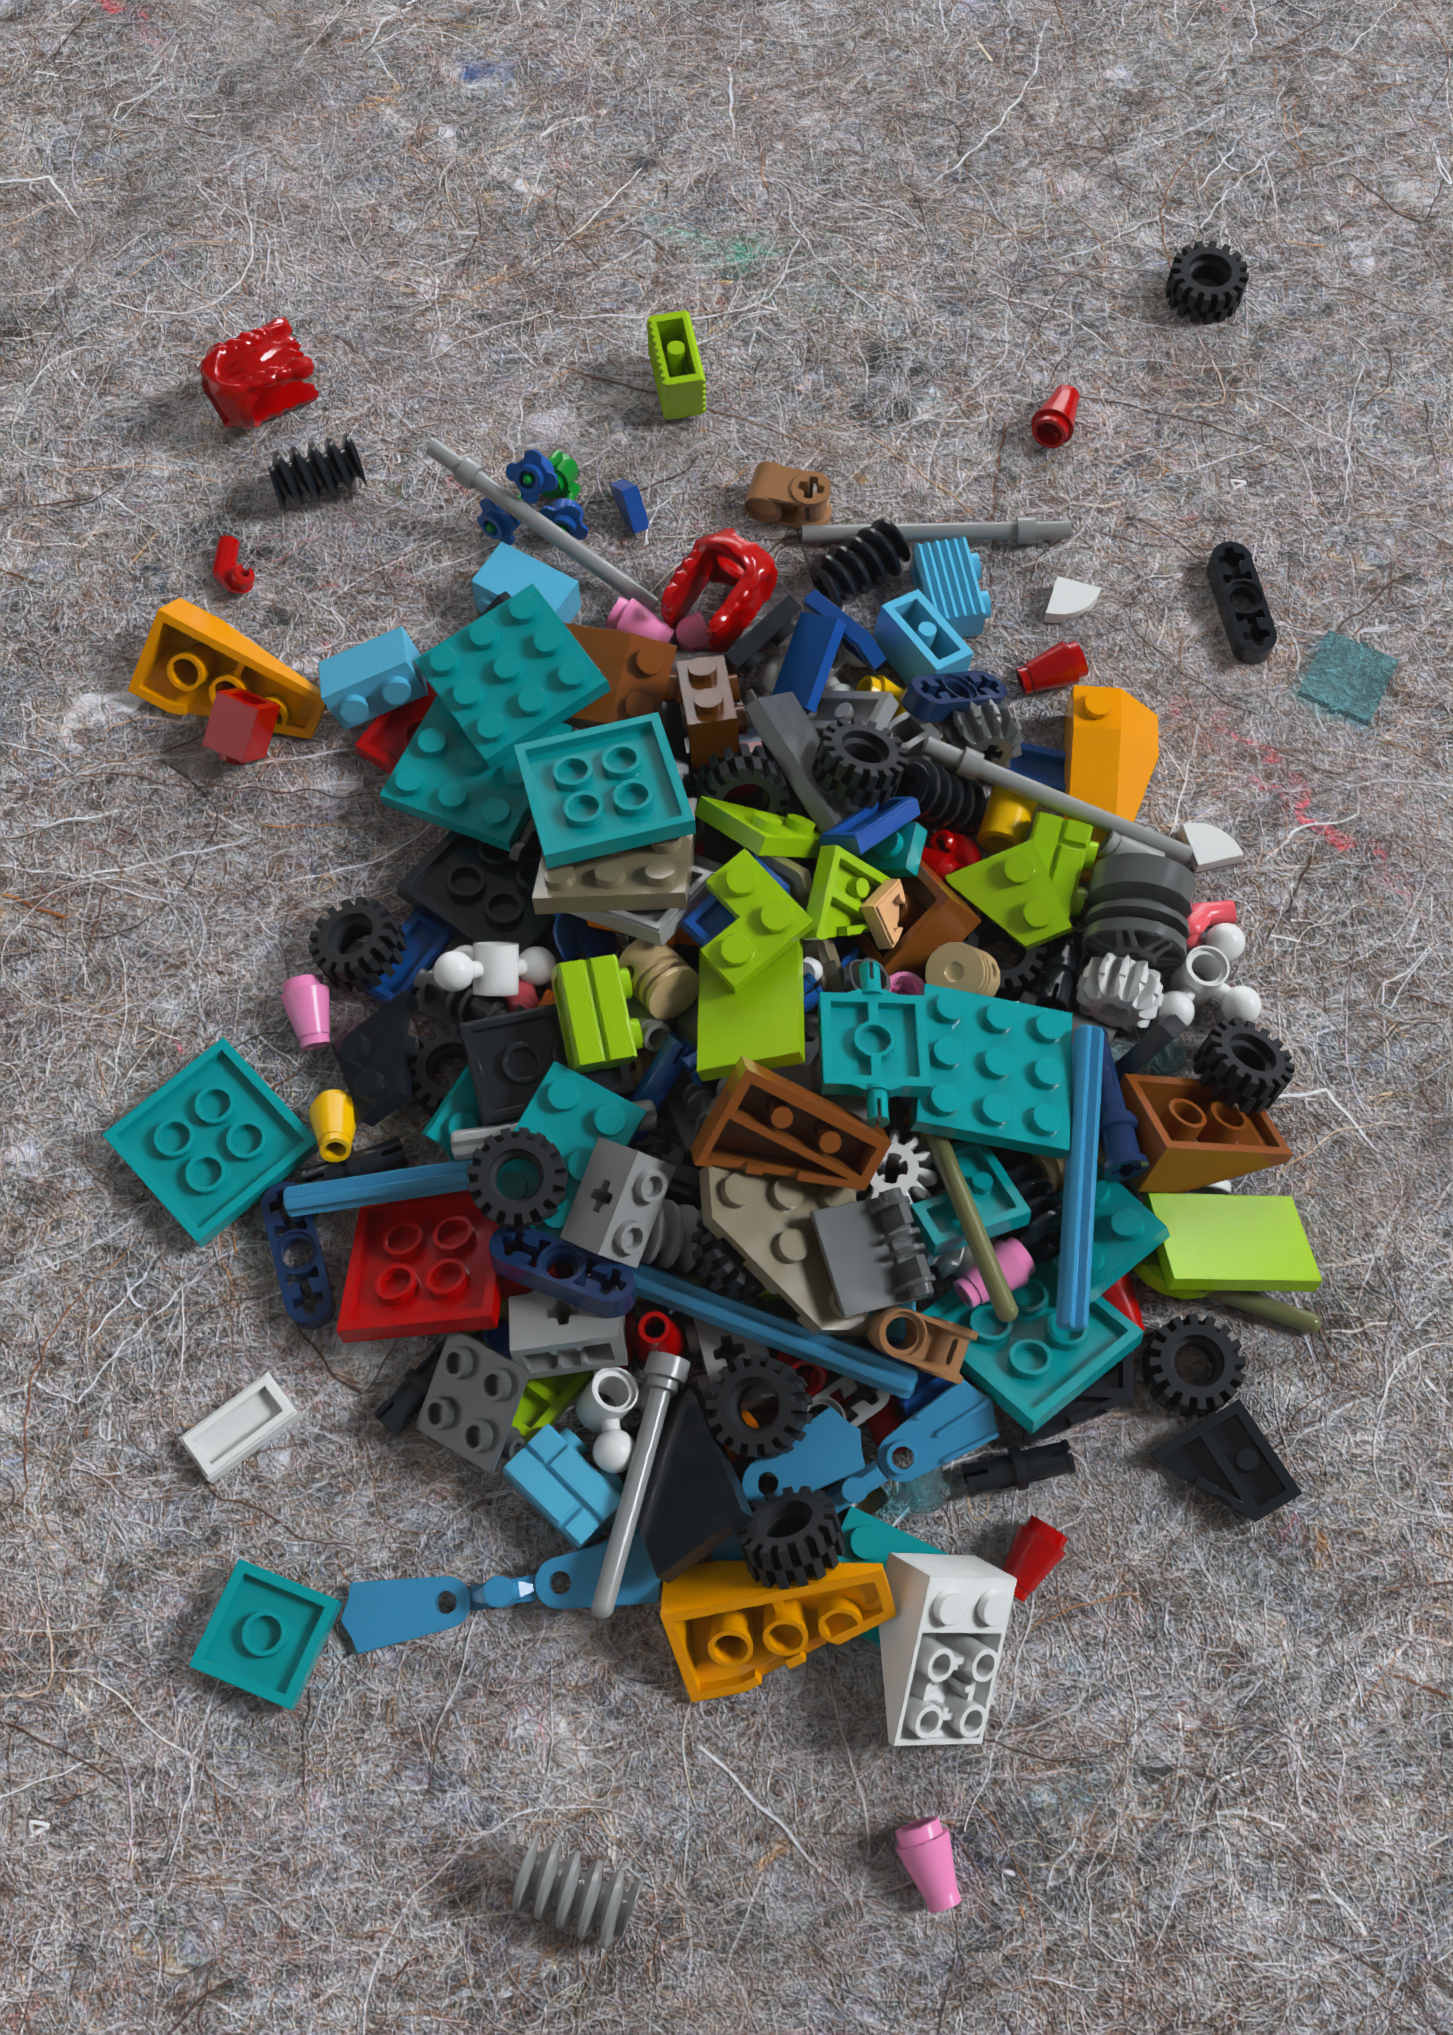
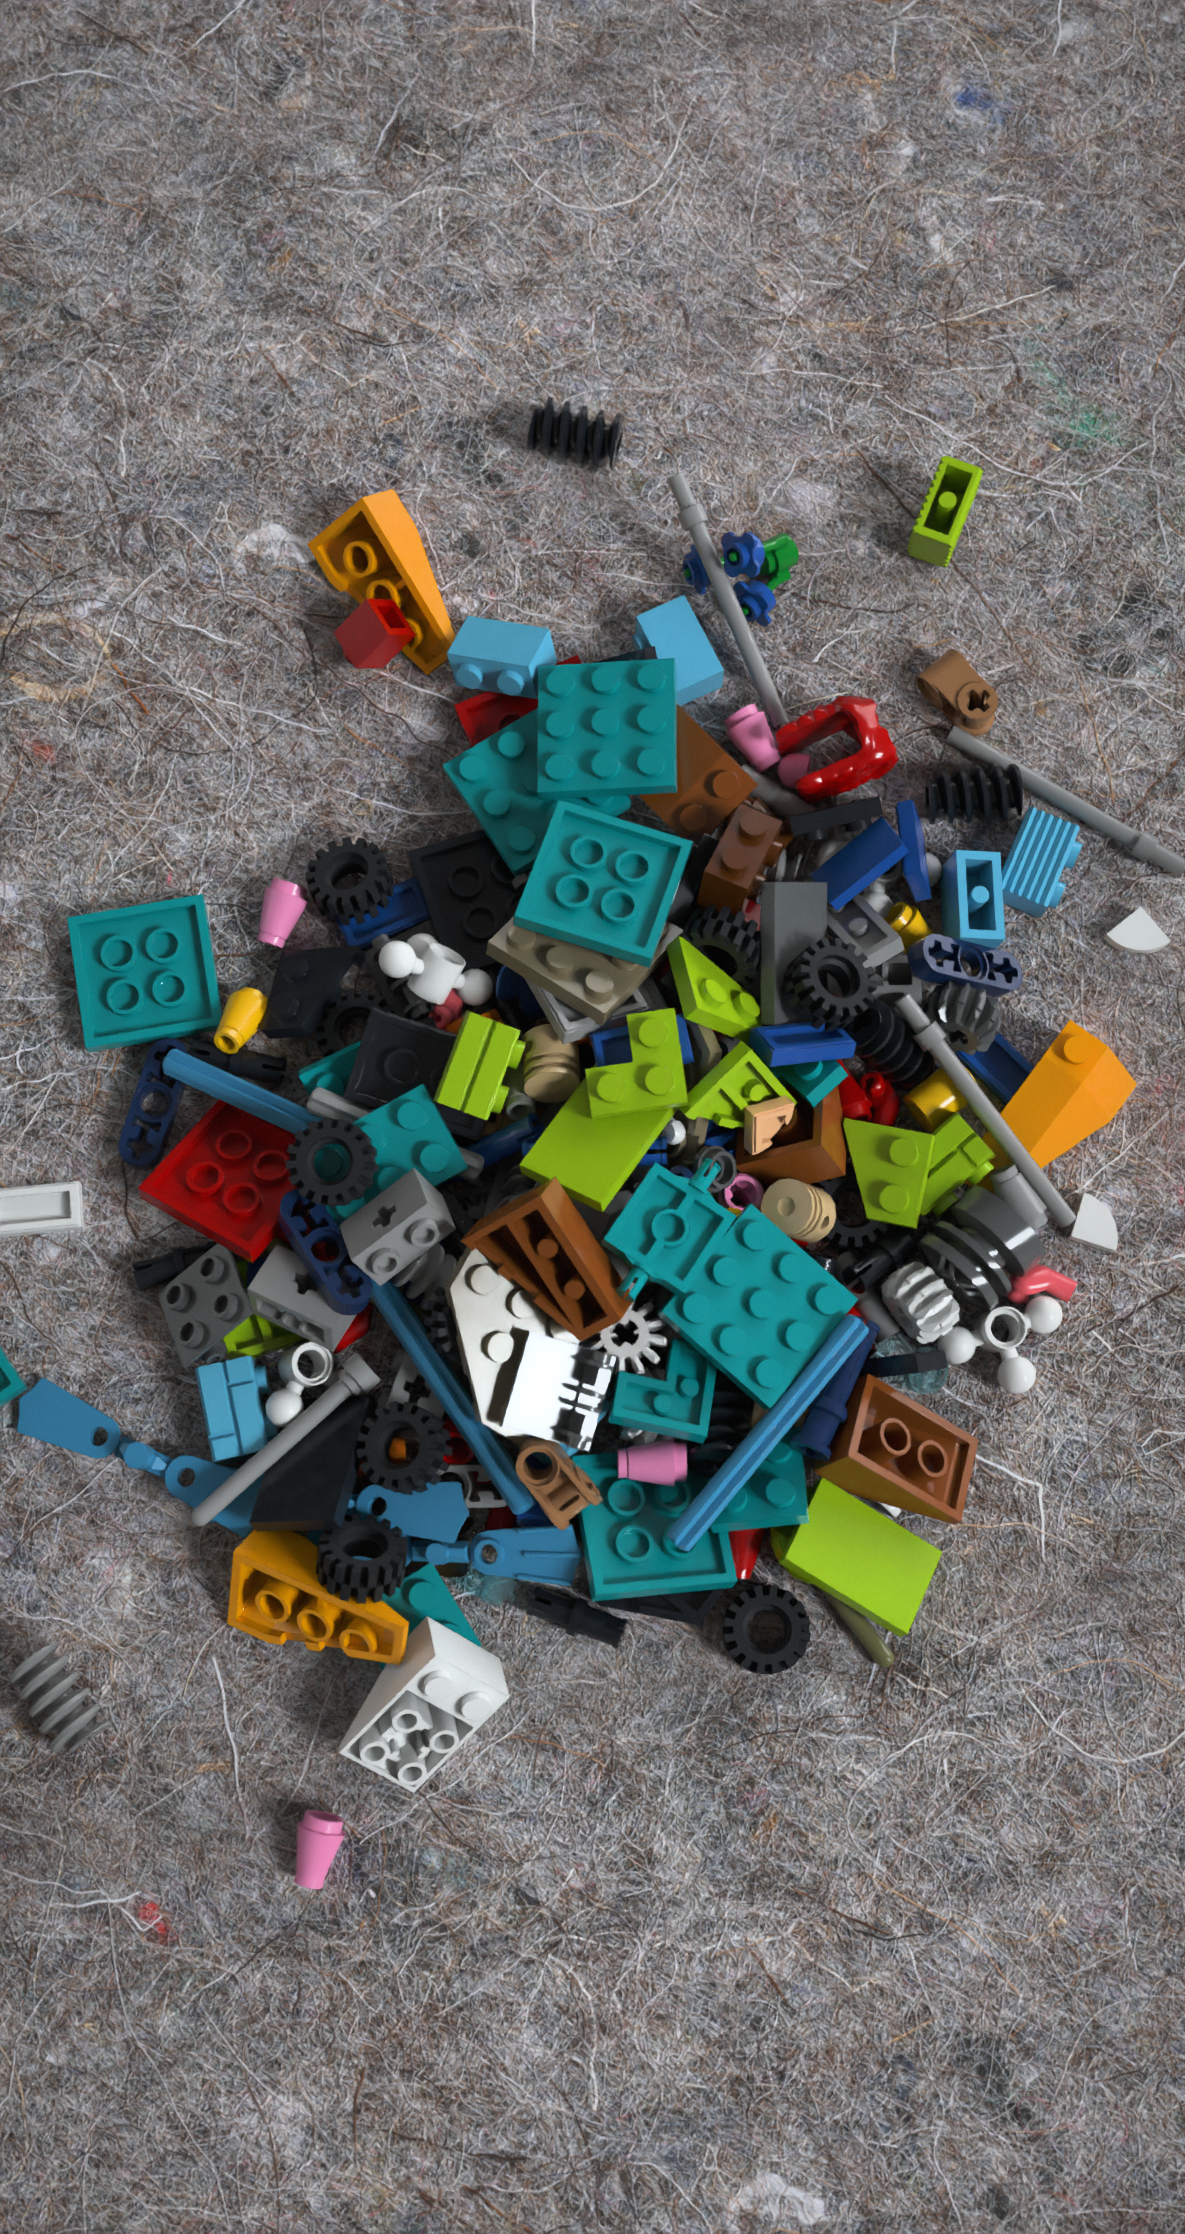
camera: 35 degrees right, 10 degrees up
(227, 570) = (452, 481): red arm -> none
(257, 376) = (579, 315): red piece -> none
(630, 505) = (821, 619): blue tile -> none
(671, 1341) = (384, 1349): red cone -> none
(971, 1224) = (648, 1421): olive piece -> none
(1033, 1555) = (541, 1687): red cone -> none
(1054, 668) = (1075, 988): red cone -> none
(1231, 1463) = (741, 1720): black wing -> none
(1243, 1065) = (997, 1419): black tyre -> none

